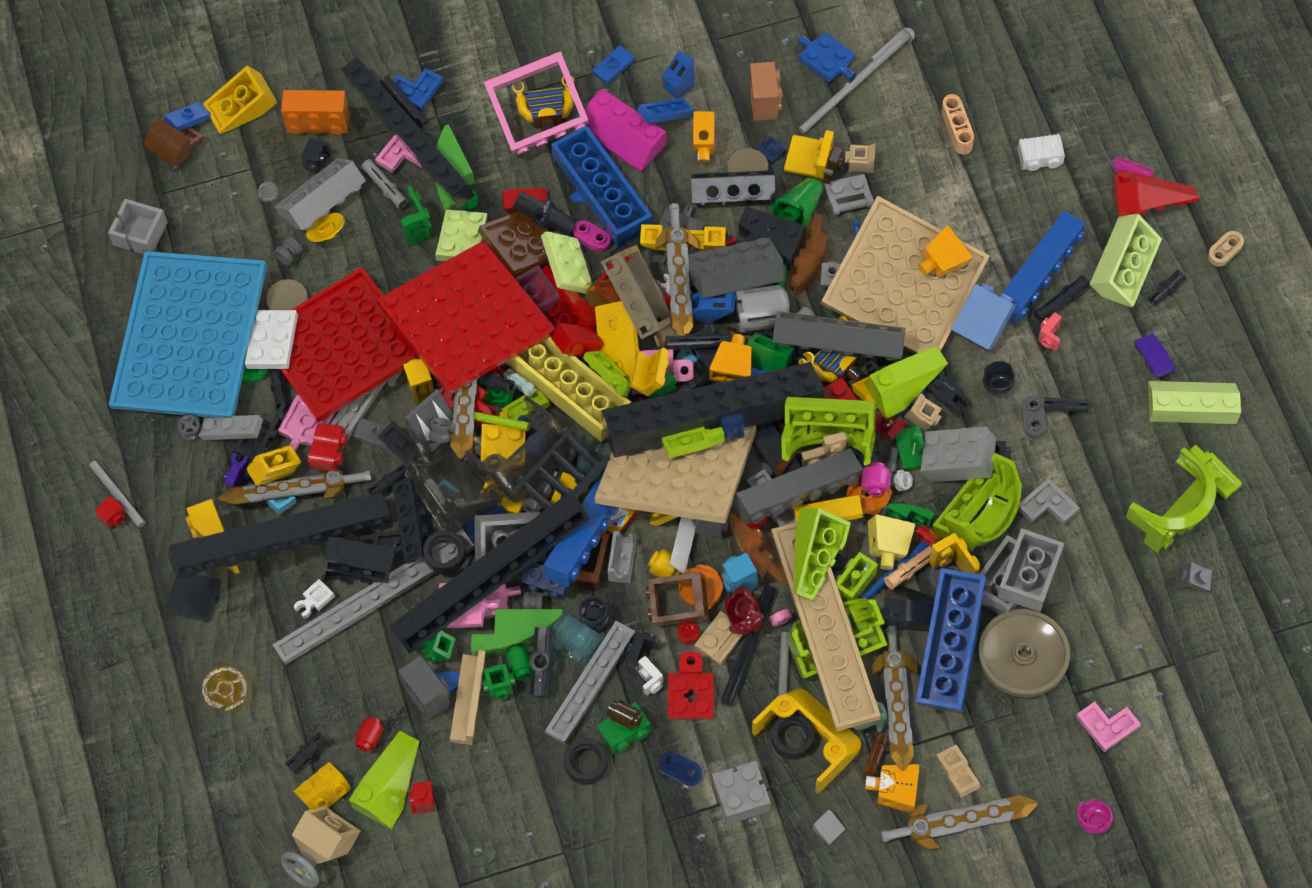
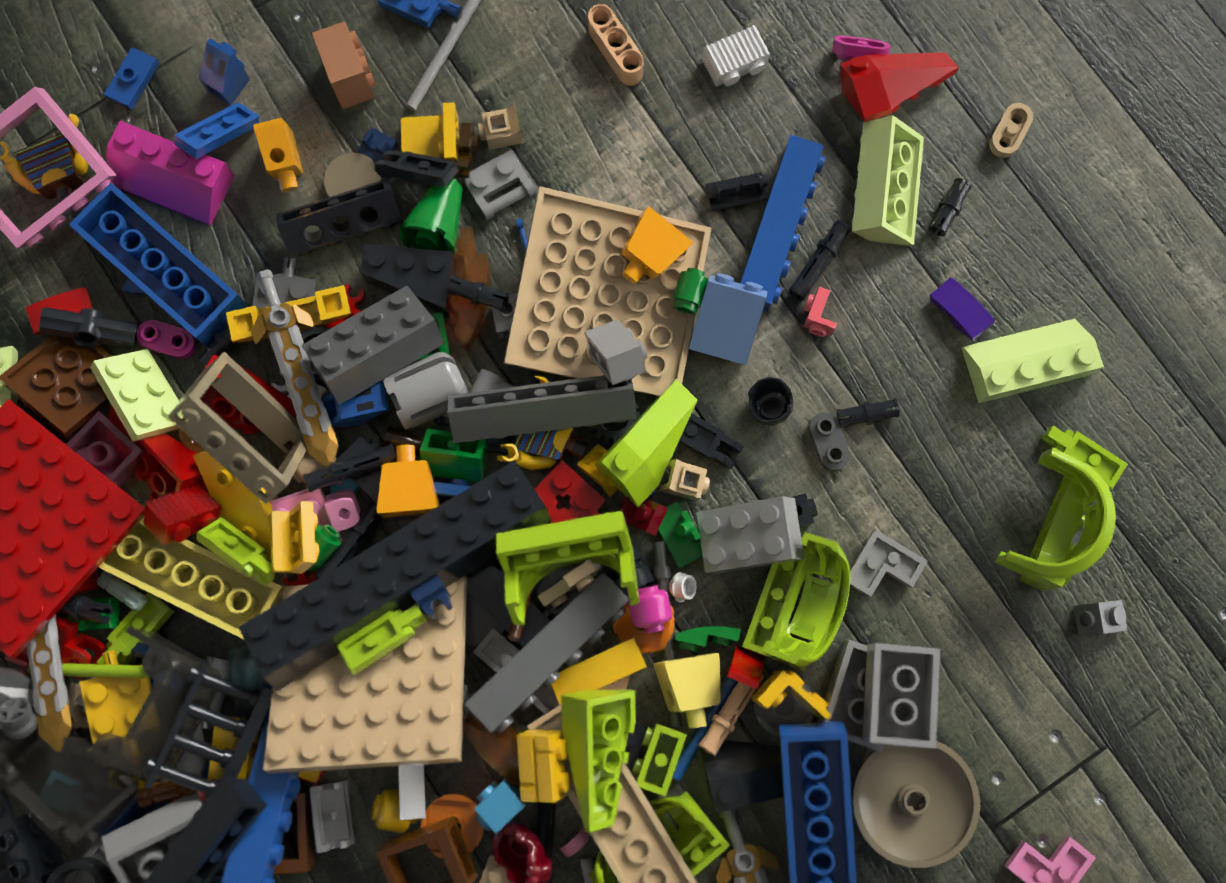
camera: 20 degrees left, 15 degrees up
(519, 506) = (162, 793): none -> reddish brown axle
(775, 550) = (542, 765): none -> yellow brick
(795, 167) = (416, 168): none -> black hinge
(815, 255) = (477, 293): none -> black pin
(899, 311) = (616, 351): none -> light grey brick
(961, 290) = (689, 290): none -> green brick
(1016, 240) = (737, 191): none -> black hinge

